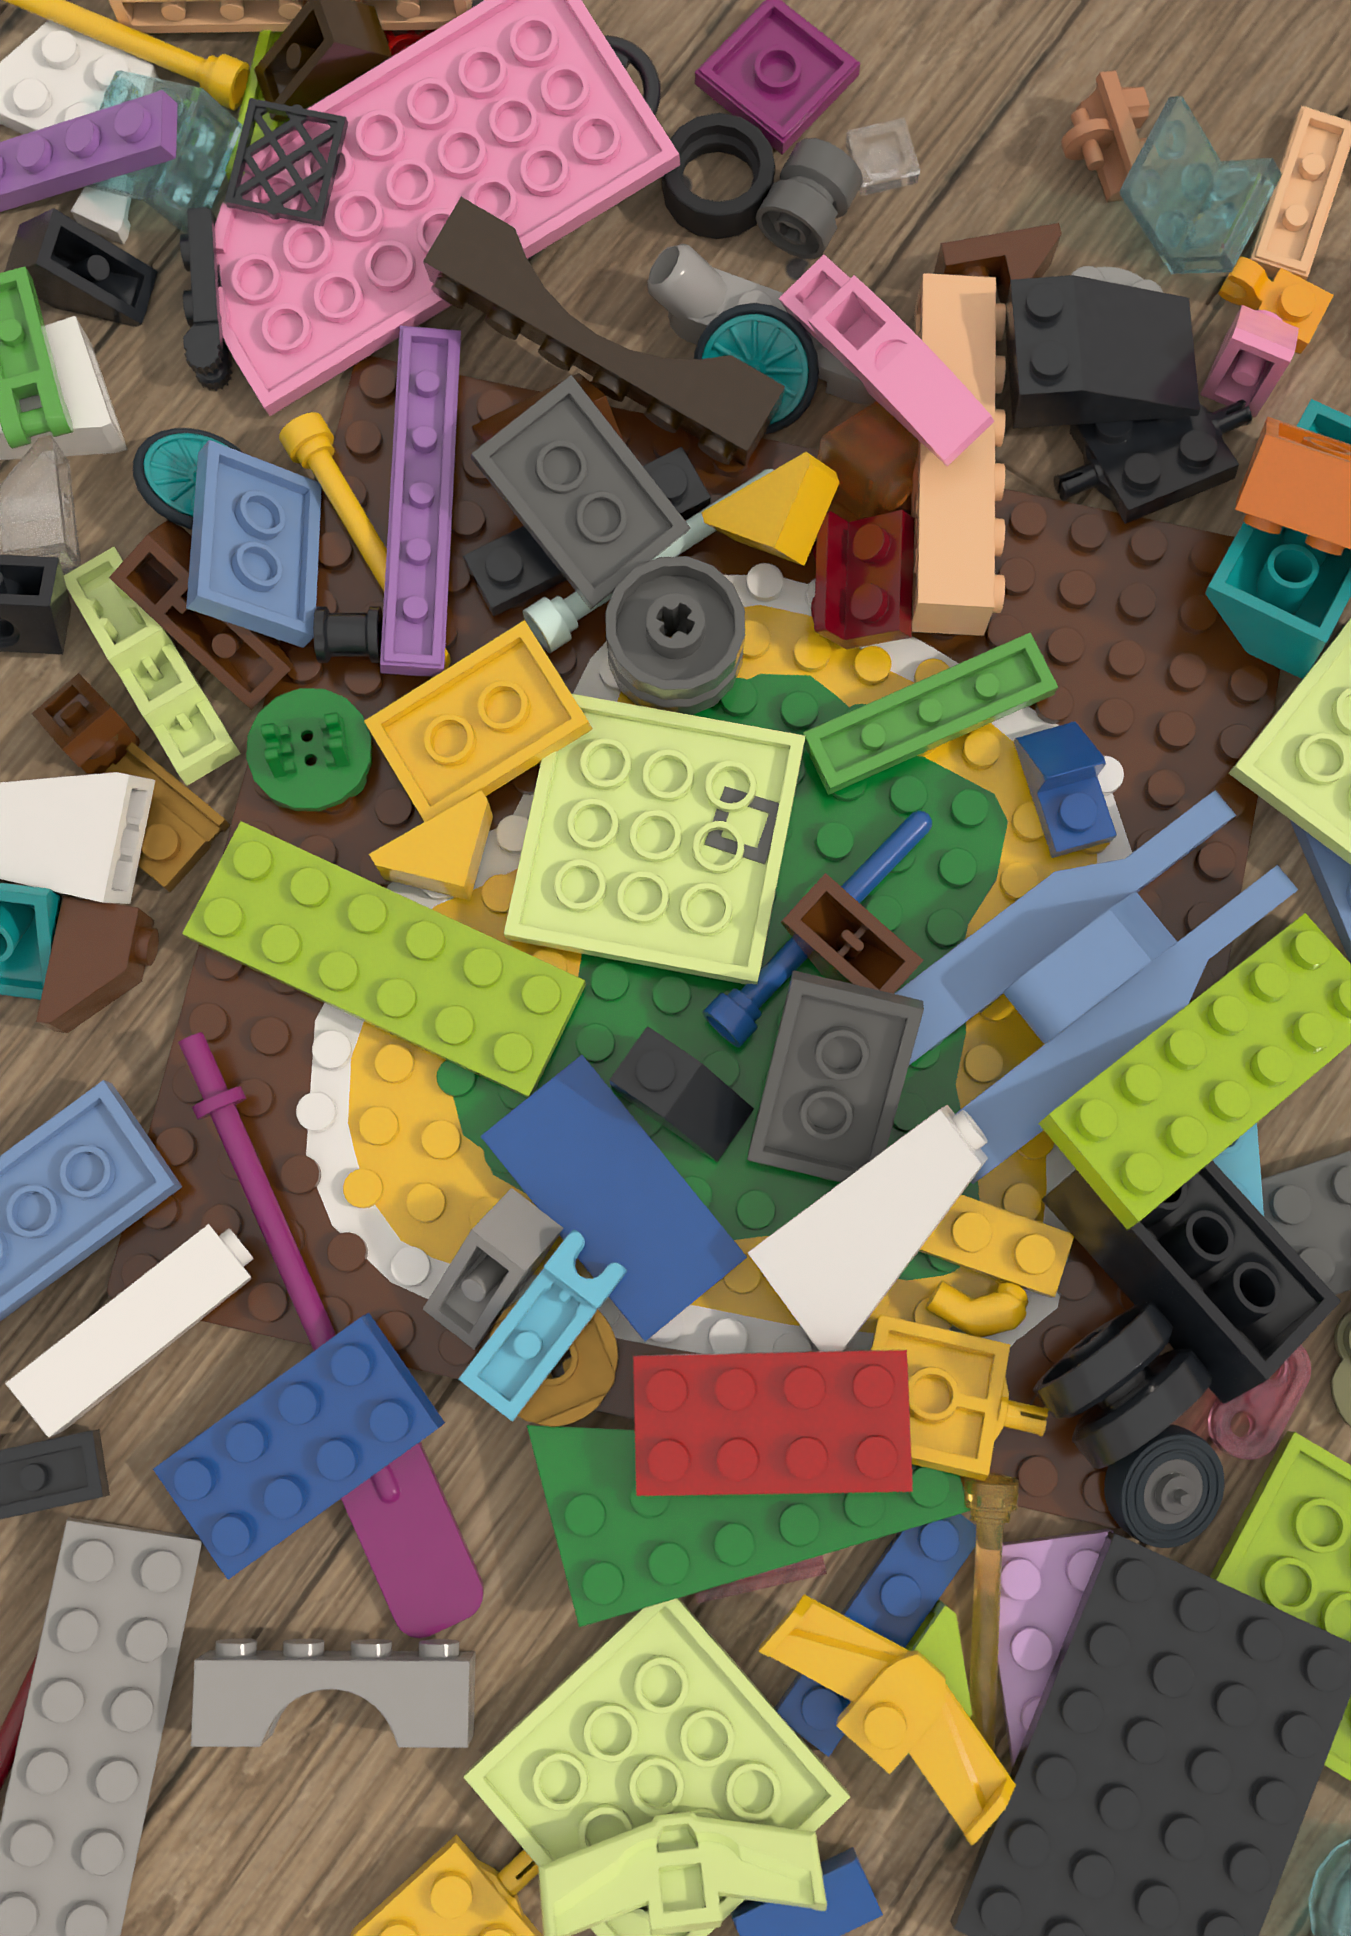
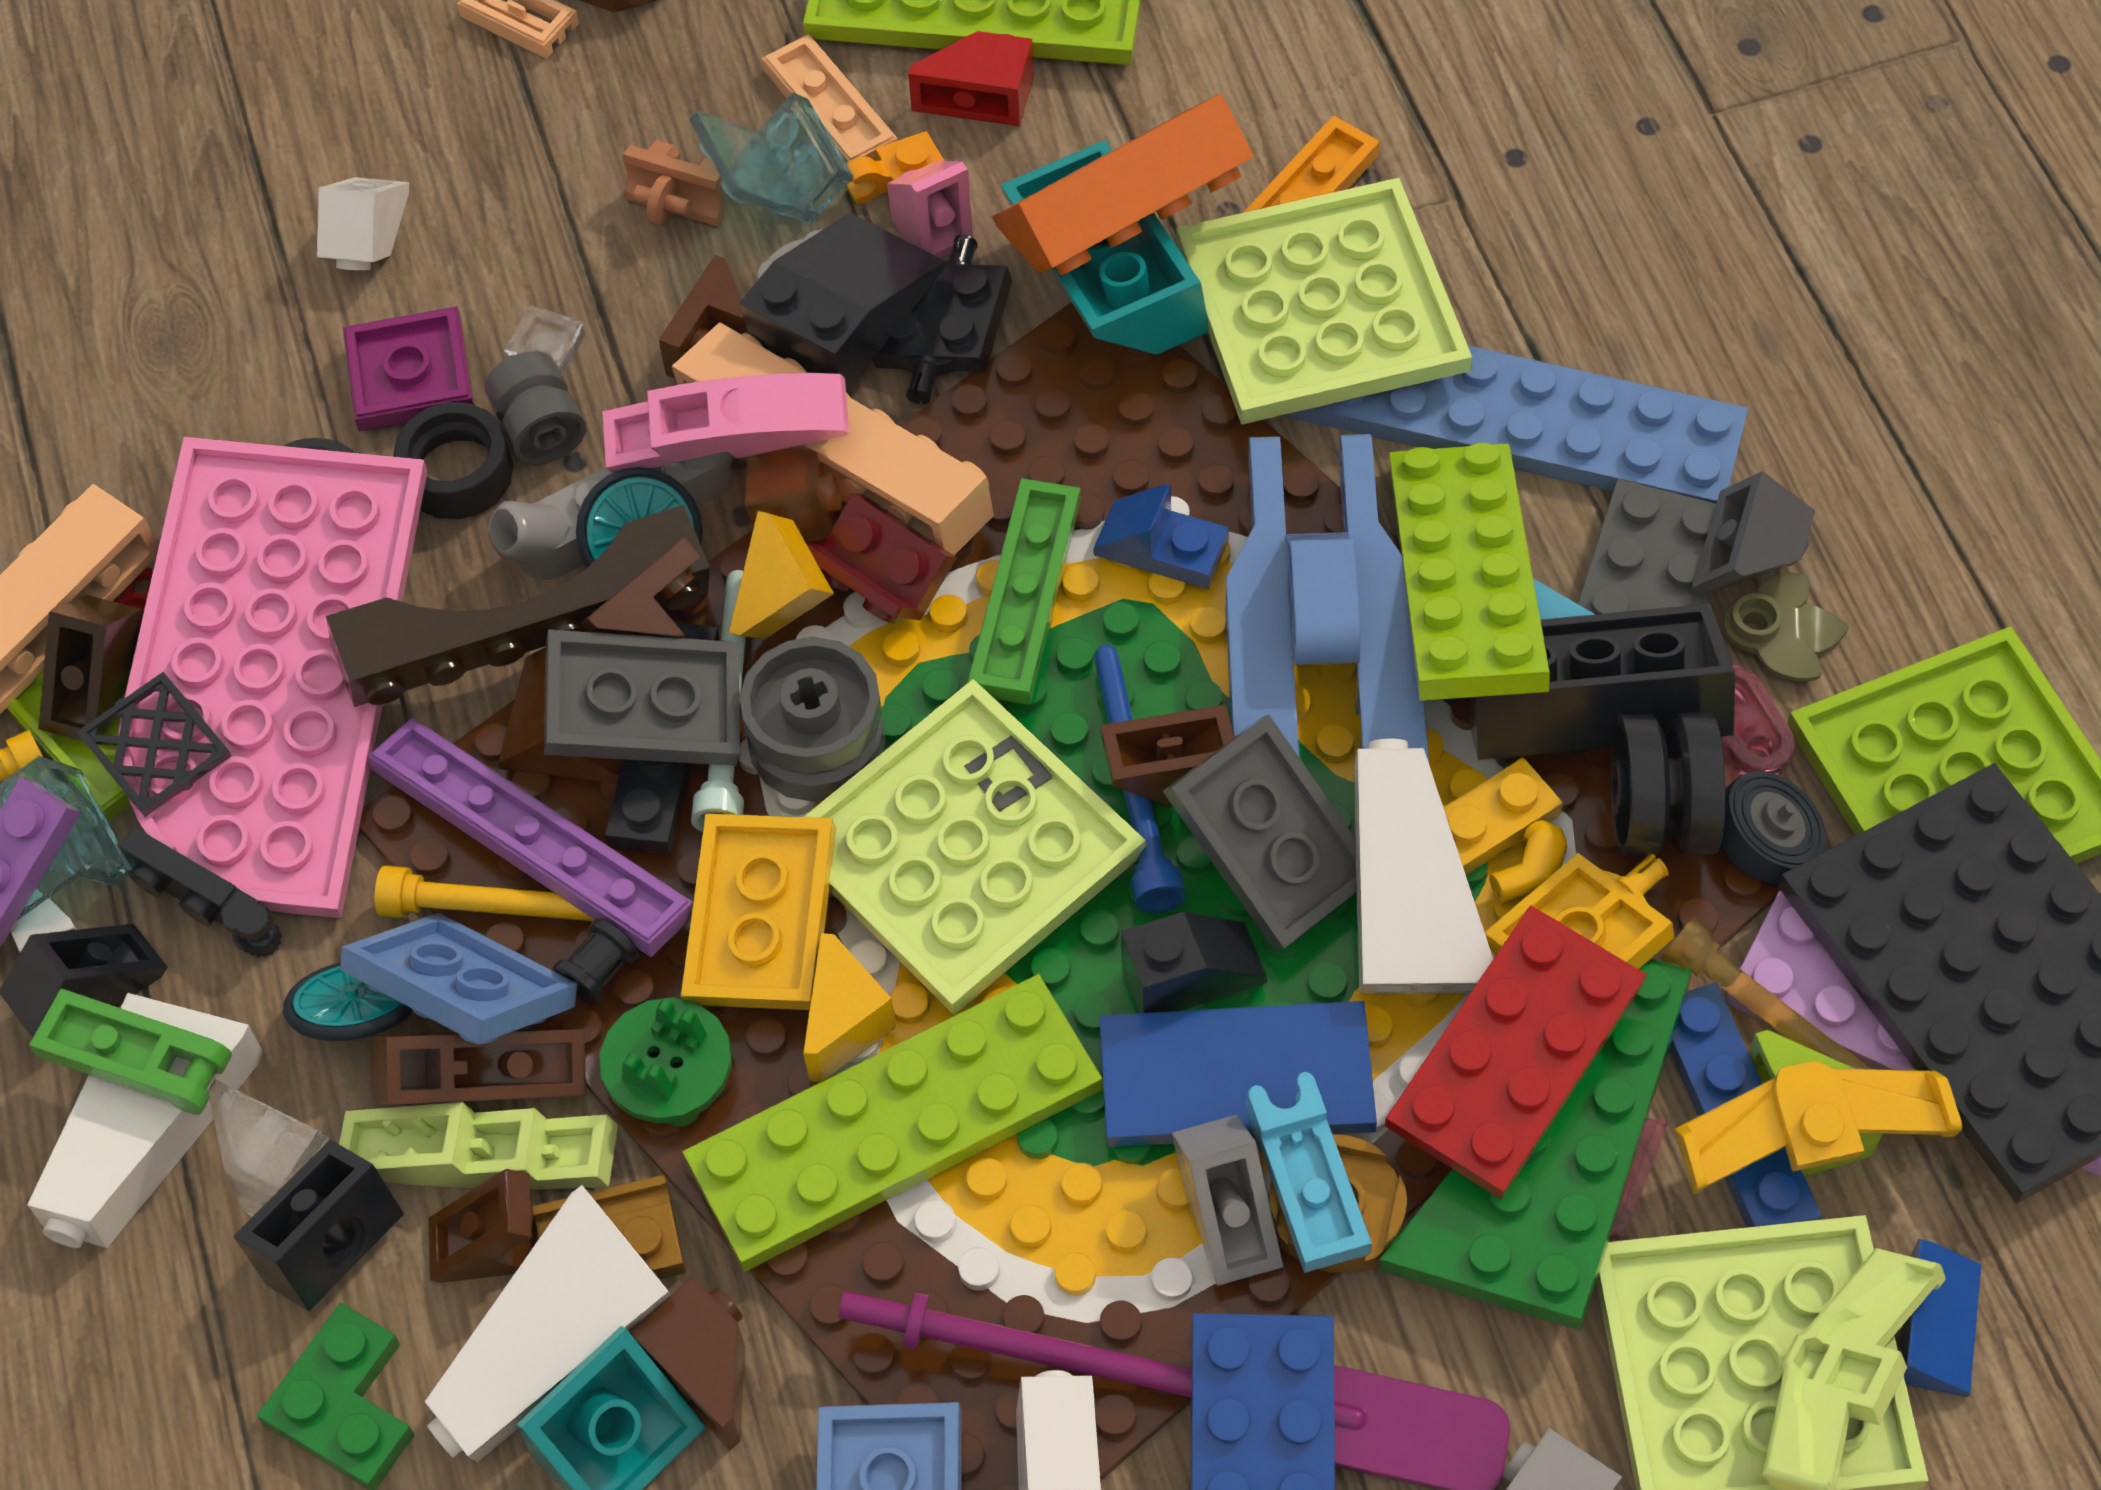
camera: 50 degrees left, 20 degrees down
(651, 425) = (634, 608): none -> reddish brown slope

